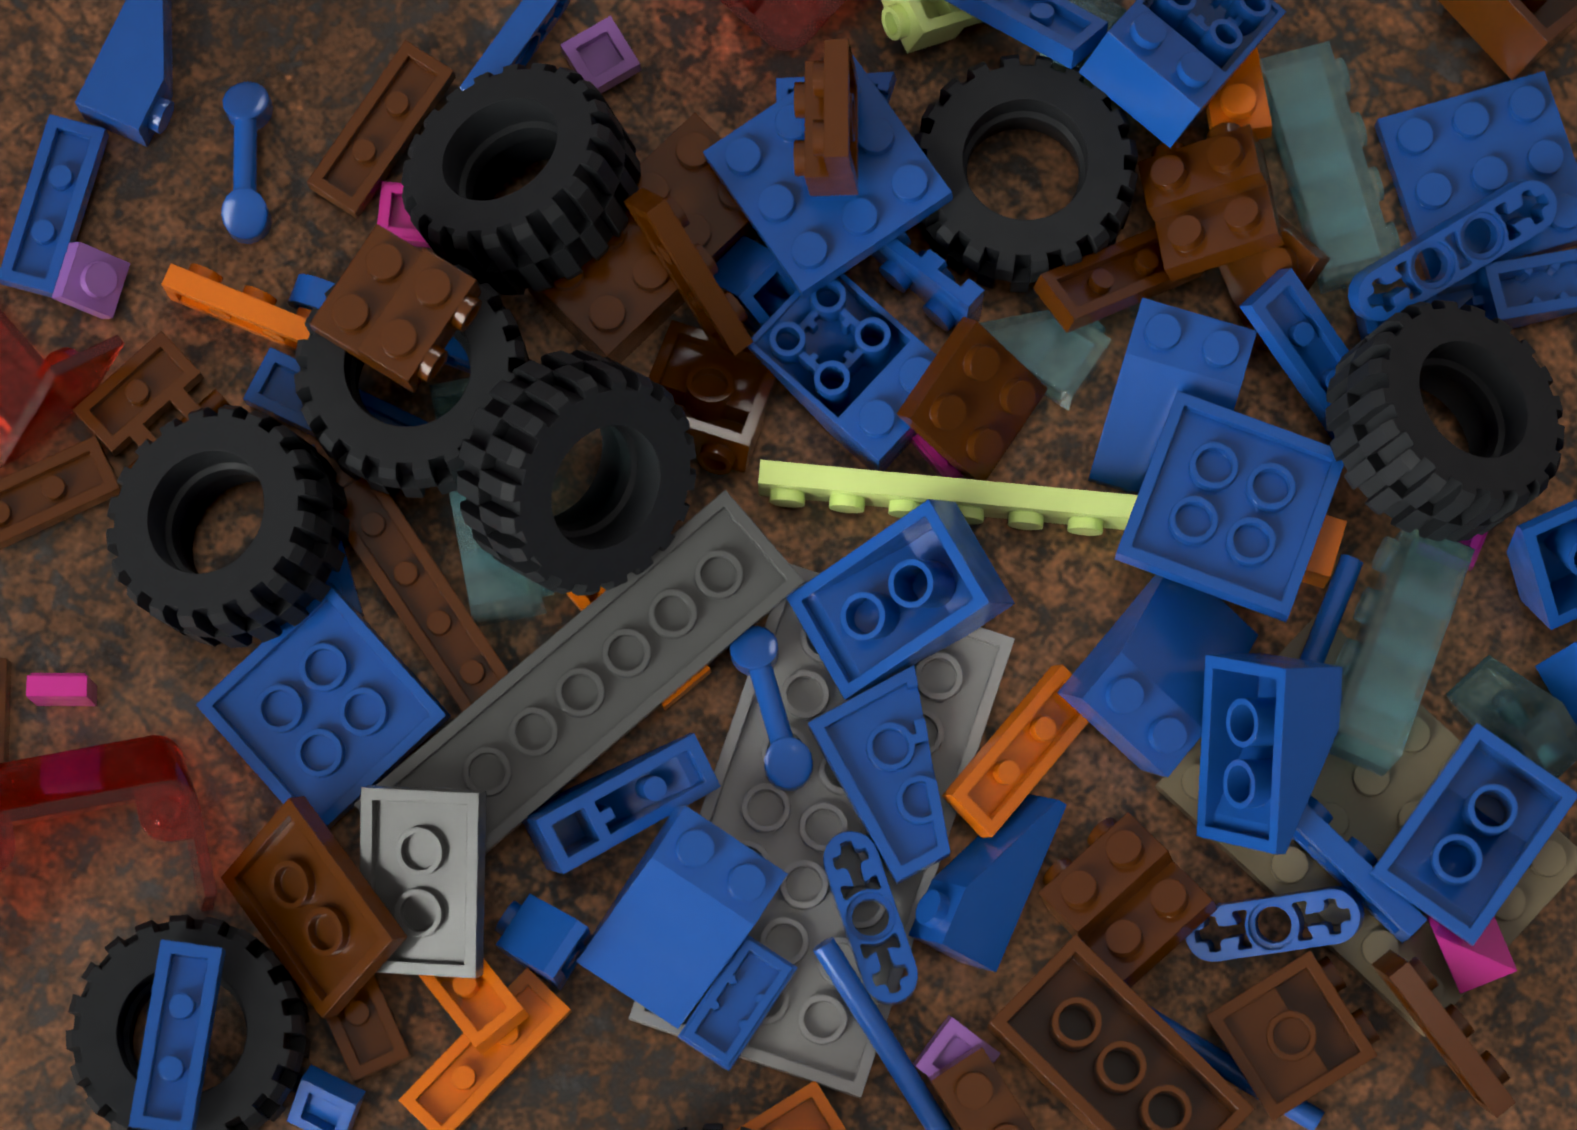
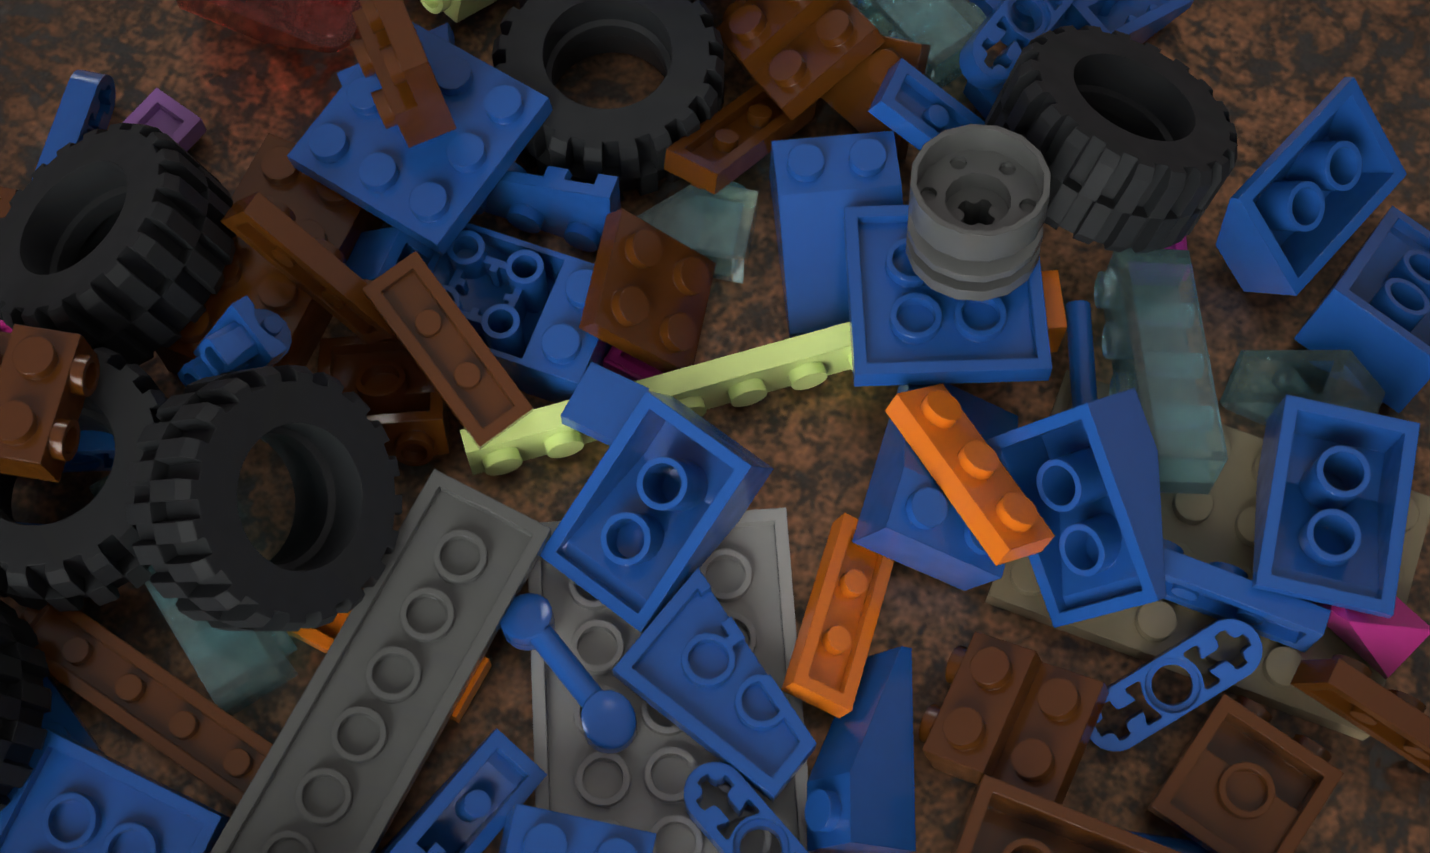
camera: 25 degrees left, 10 degrees down
(597, 323) = (238, 342): none -> blue hips
(776, 389) = (447, 349): none -> reddish brown plate
(892, 488) = (601, 403): none -> blue tile
(1175, 678) = (969, 473): none -> orange plate
(1287, 426) = (977, 211): none -> dark grey wheel

